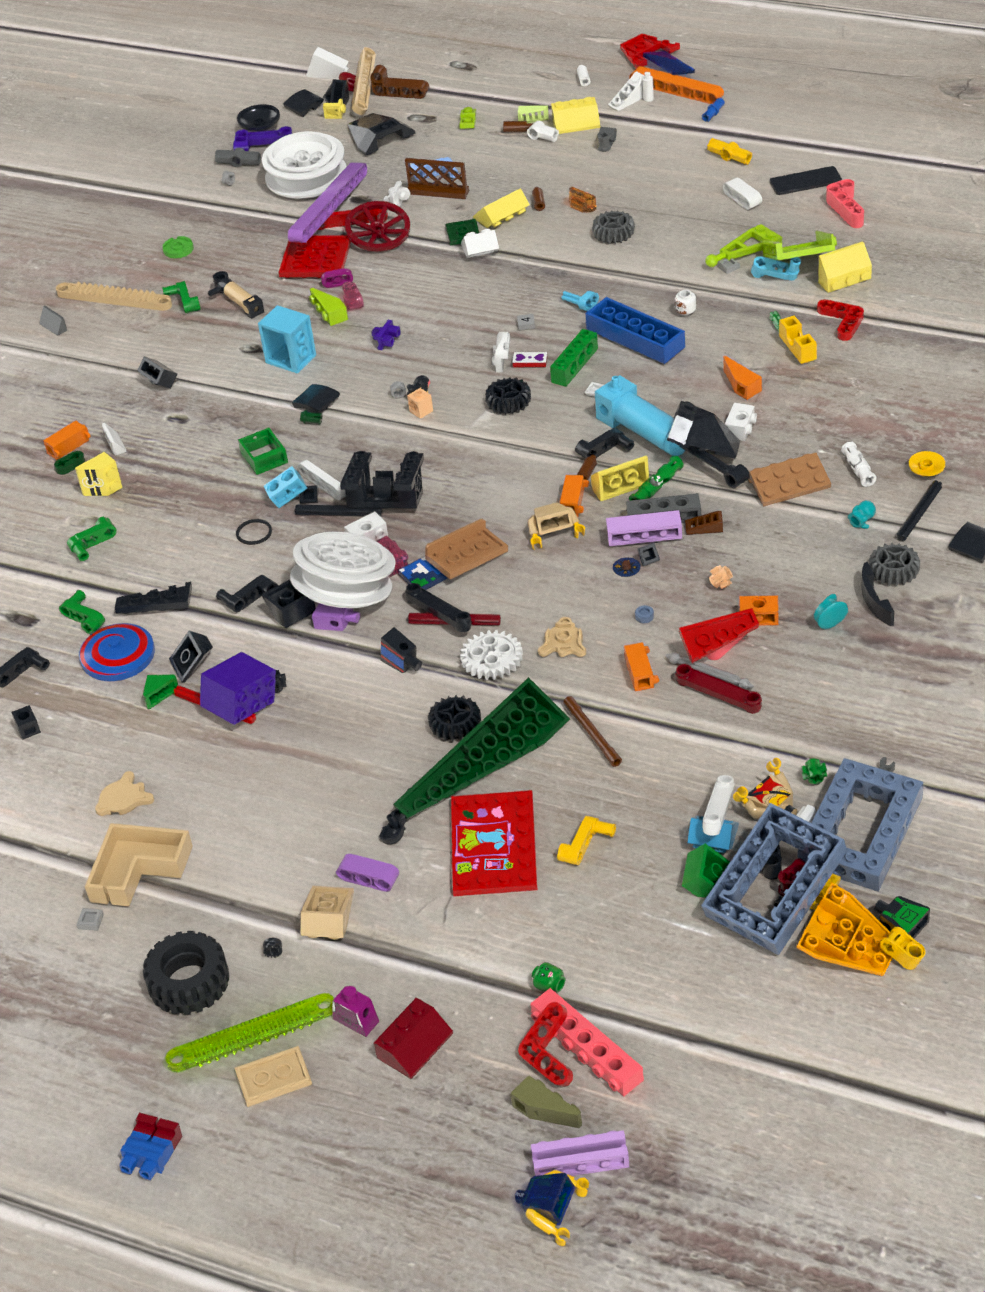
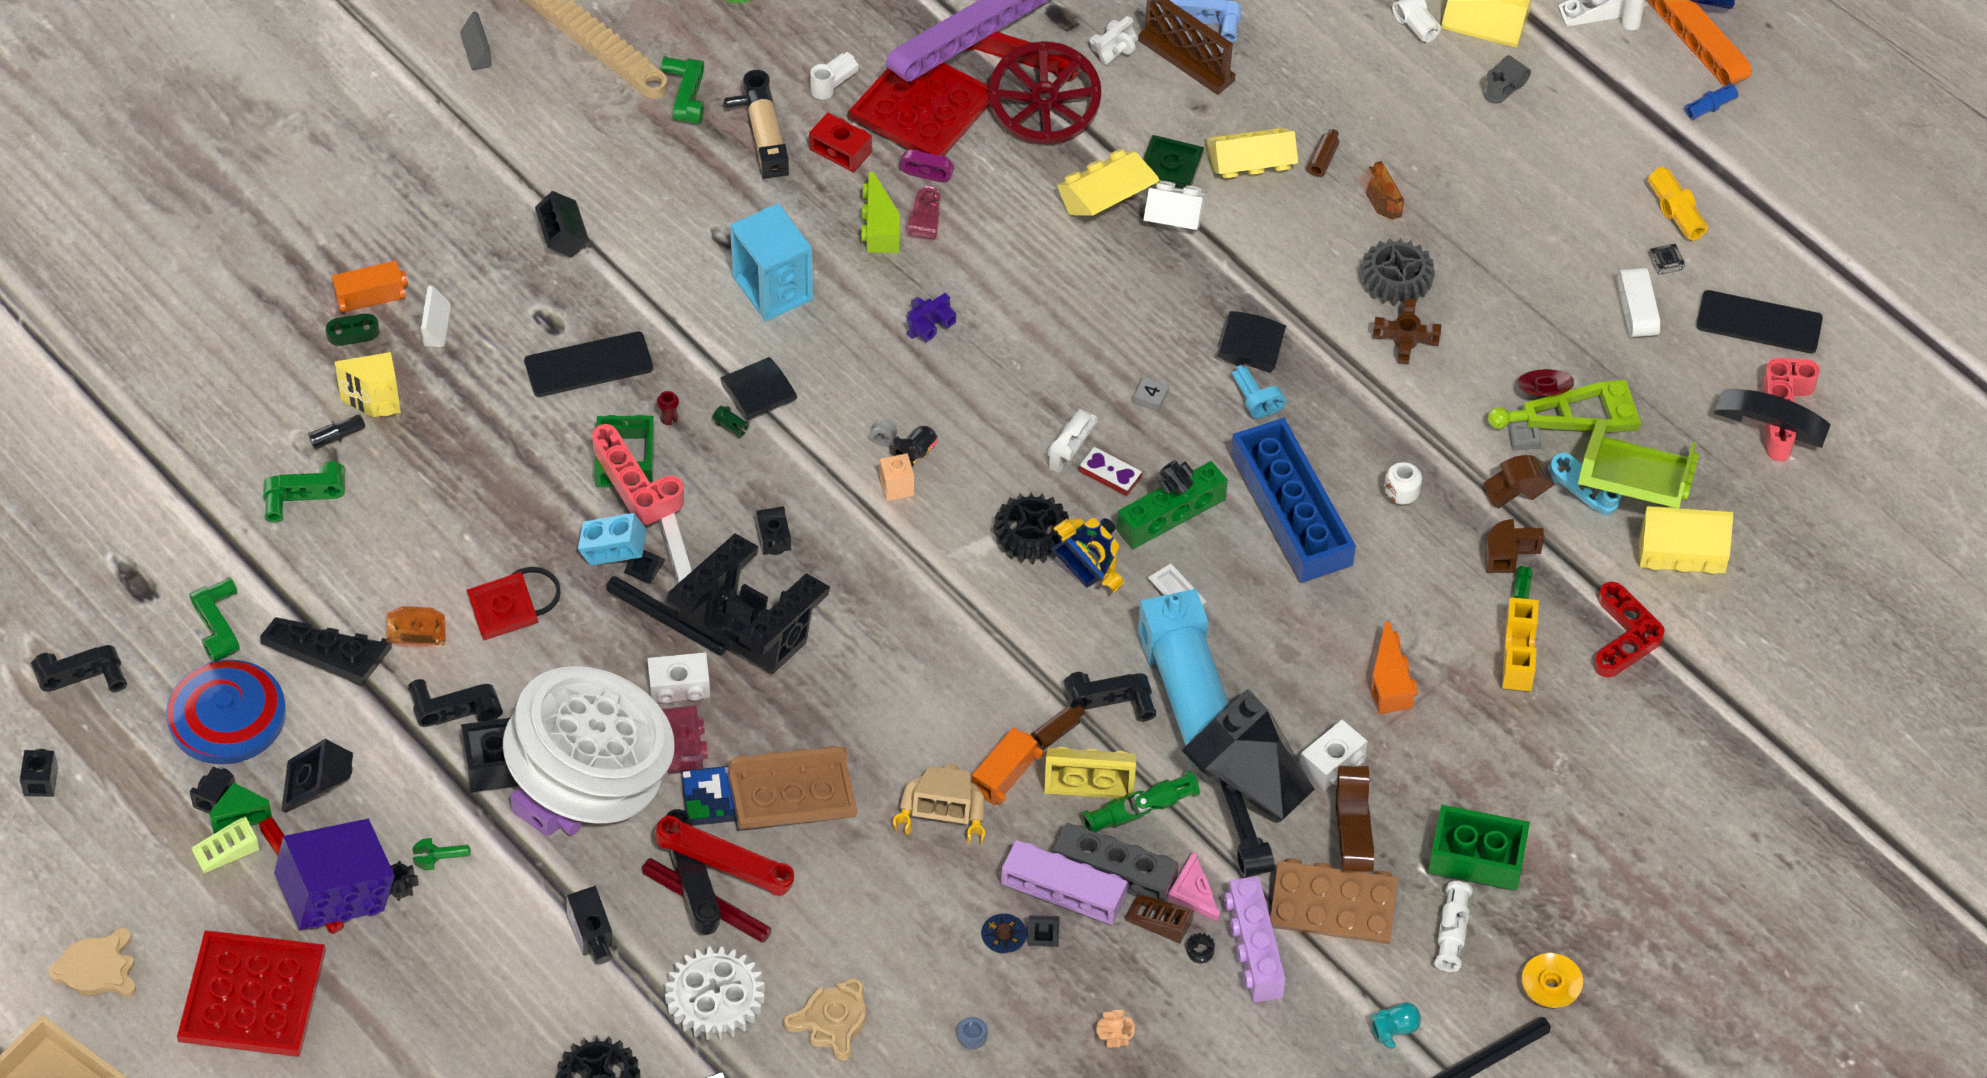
camera: 20 degrees right, 10 degrees up
(92, 507) = (336, 431): none -> black axle
(135, 687) = (211, 789): none -> black brick
(167, 699) = (238, 850): none -> yellowish green slope
(200, 568) = (415, 626): none -> clear orange slope
(213, 426) = (588, 364): none -> black piece
(225, 768) = (251, 993): none -> red plate
(243, 542) = (502, 606): none -> red tile
(257, 262) = (828, 76): none -> white piece
(272, 420) = (668, 404): none -> dark red pin
(278, 454) = (629, 472): none -> coral beam
(283, 286) = (840, 142): none -> red brick
(283, 664) = (436, 853): none -> green bar
(369, 445) = (773, 530): none -> black brick
(416, 592) = (724, 855): none -> red piece
(438, 246) = (1106, 183): none -> light yellow slope
(547, 390) = (1089, 551): none -> torso
(561, 279) = (1251, 340): none -> black slope
(572, 336) = (1176, 477): none -> black gear
(637, 247) = (1407, 331): none -> reddish brown pin
(711, 504) = (1193, 890): none -> bright pink tile
(723, 240) = (1545, 382): none -> dark red dish
(736, 524) = (1194, 942): none -> black bush
(741, 173) = (1667, 259): none -> tile
(741, 277) = (1518, 475): none -> reddish brown brick
(758, 306) = (1507, 542): none -> reddish brown brick
(763, 510) = (1255, 939): none -> lavender brick
(772, 440) = (1354, 819): none -> reddish brown beam
(844, 202) = (1774, 411): none -> black slope
(845, 424) = (1479, 847): none -> green brick

